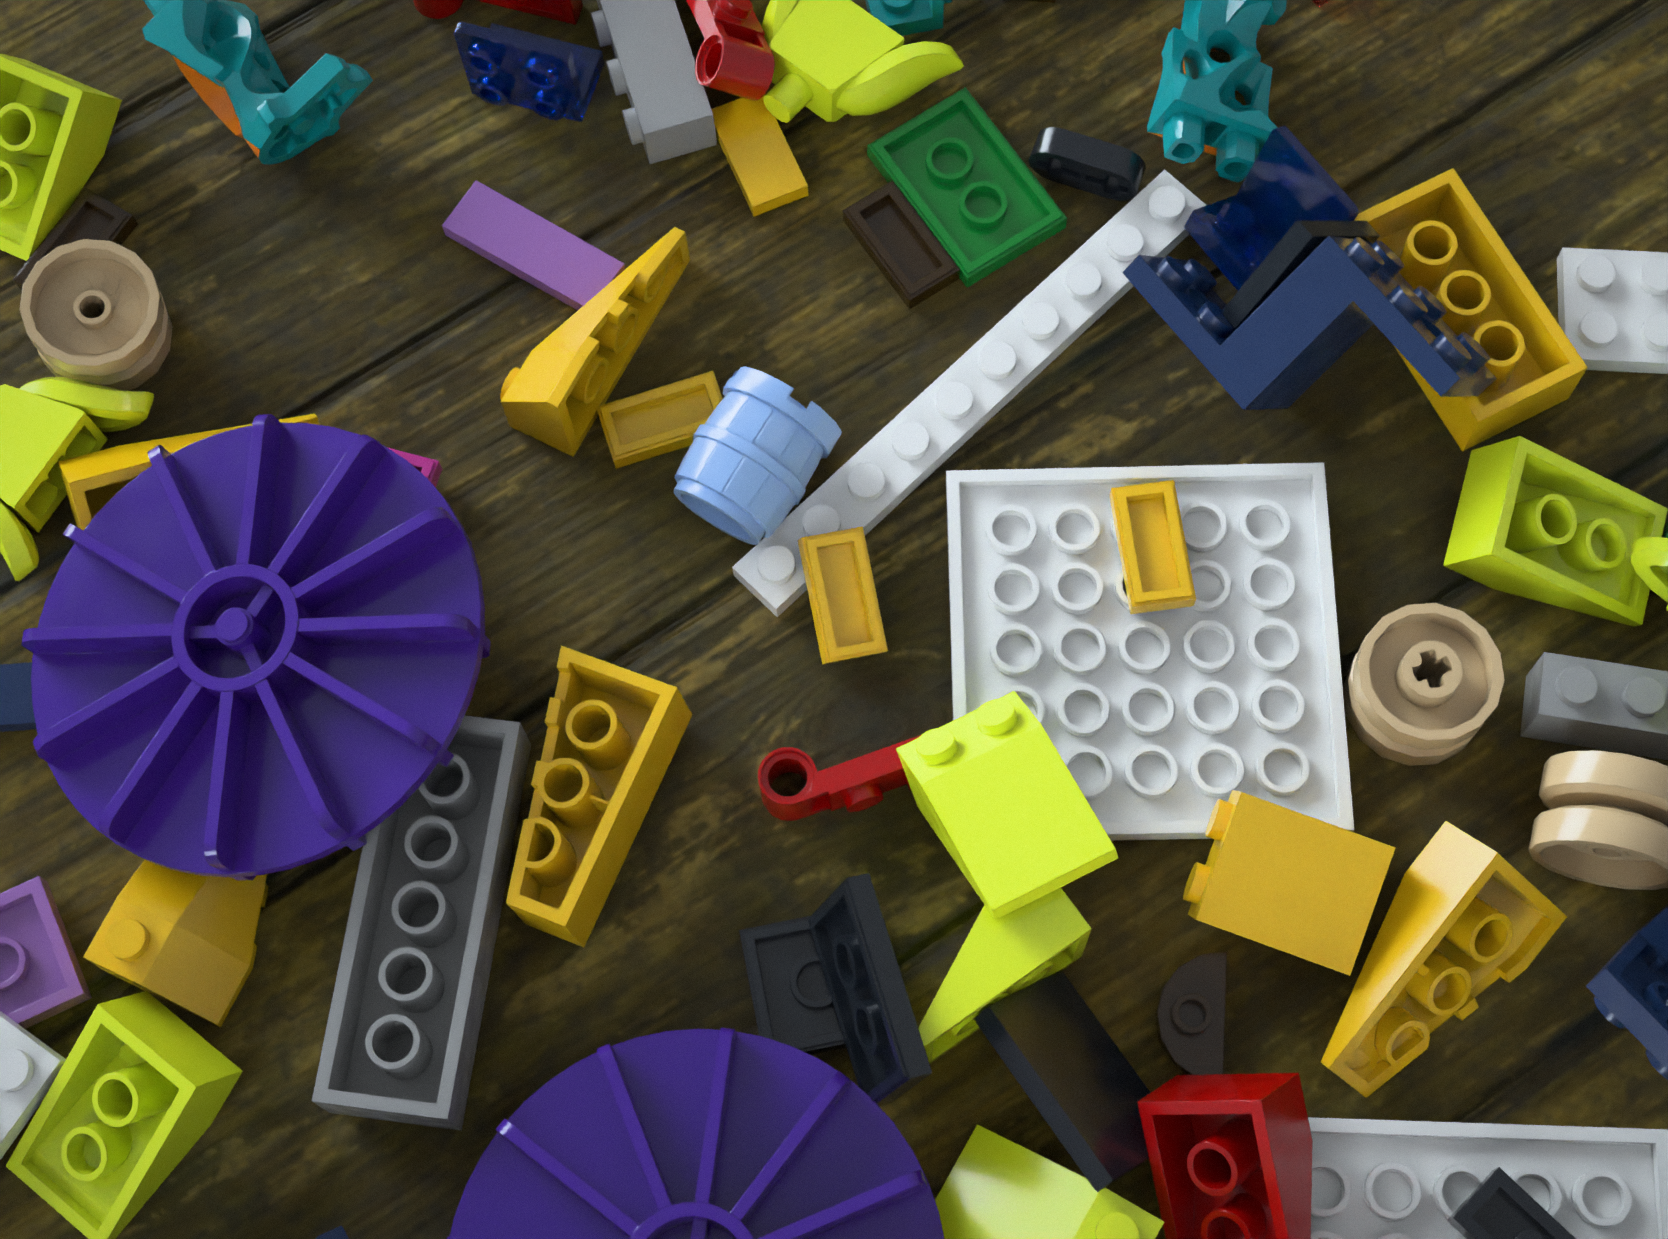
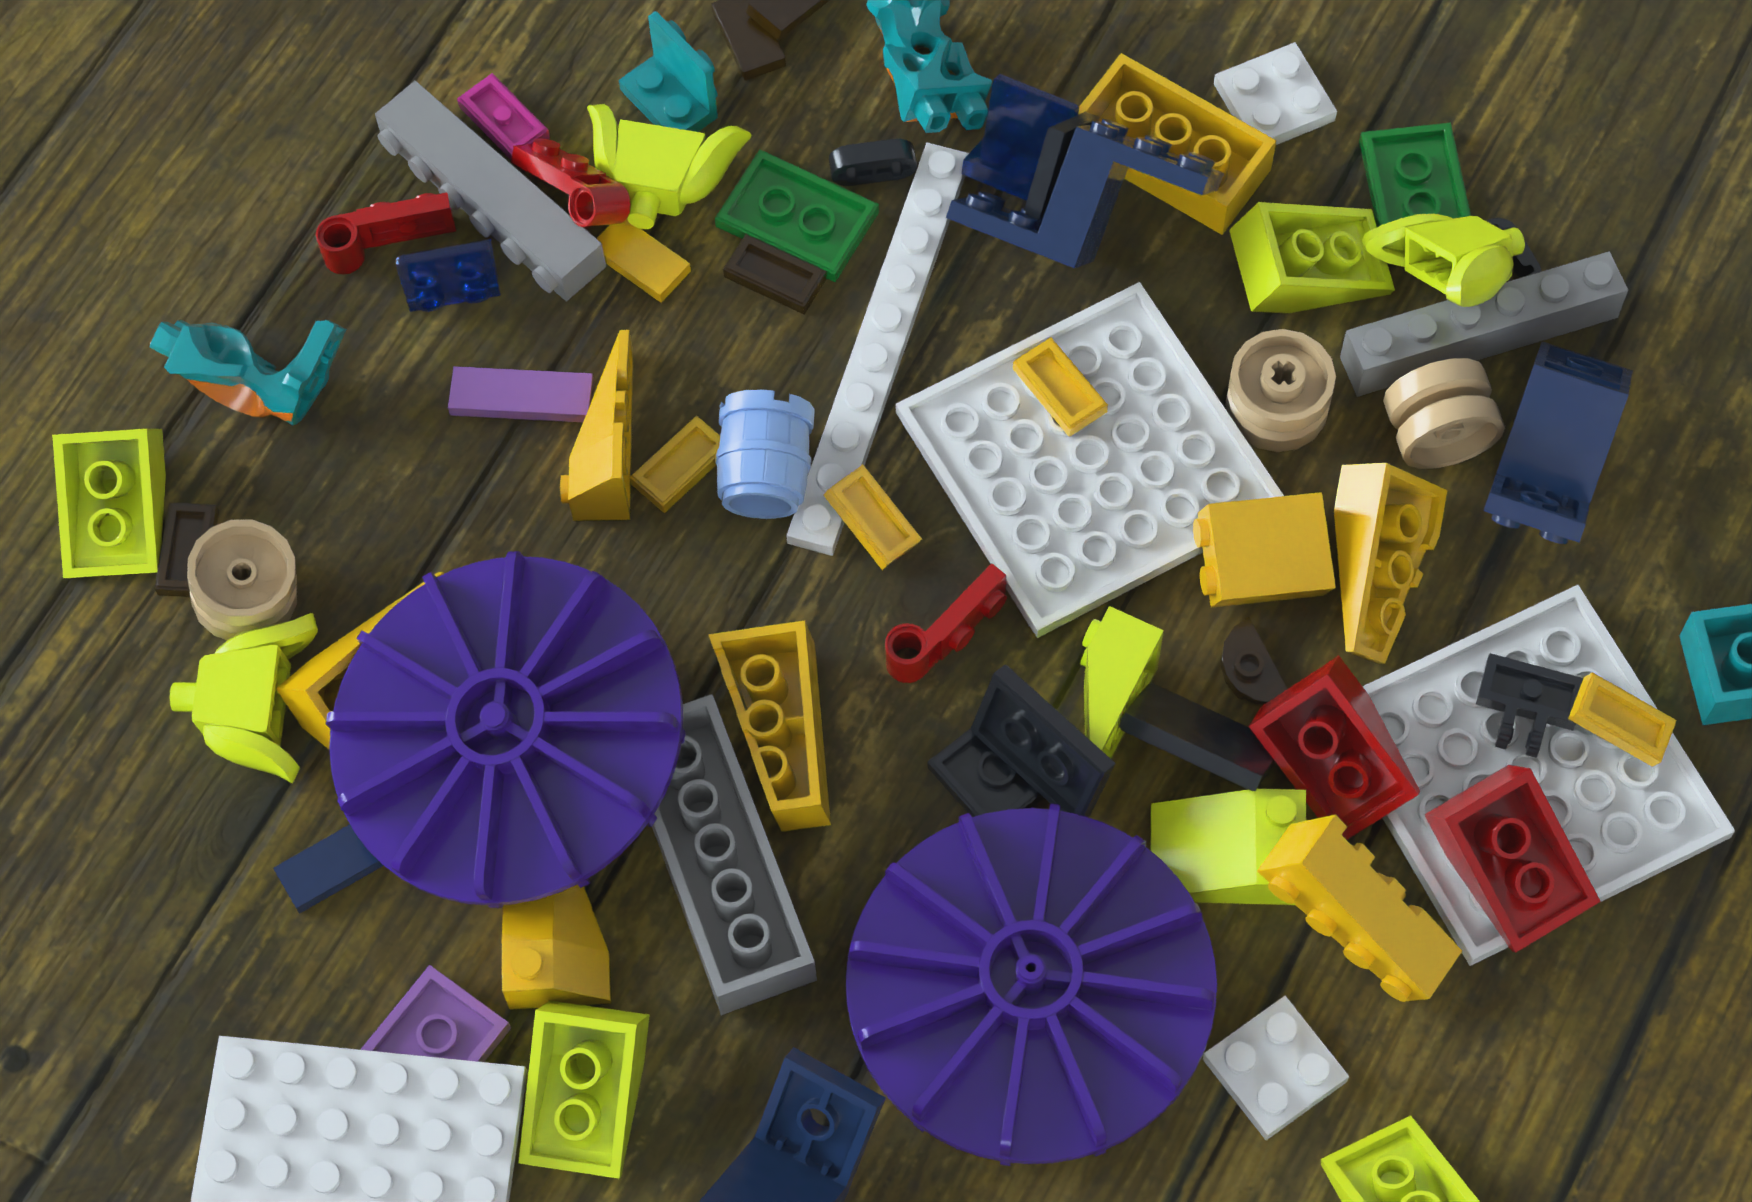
camera: 30 degrees left, 5 degrees down
(1005, 804) = (1062, 584): neon yellow slope -> none

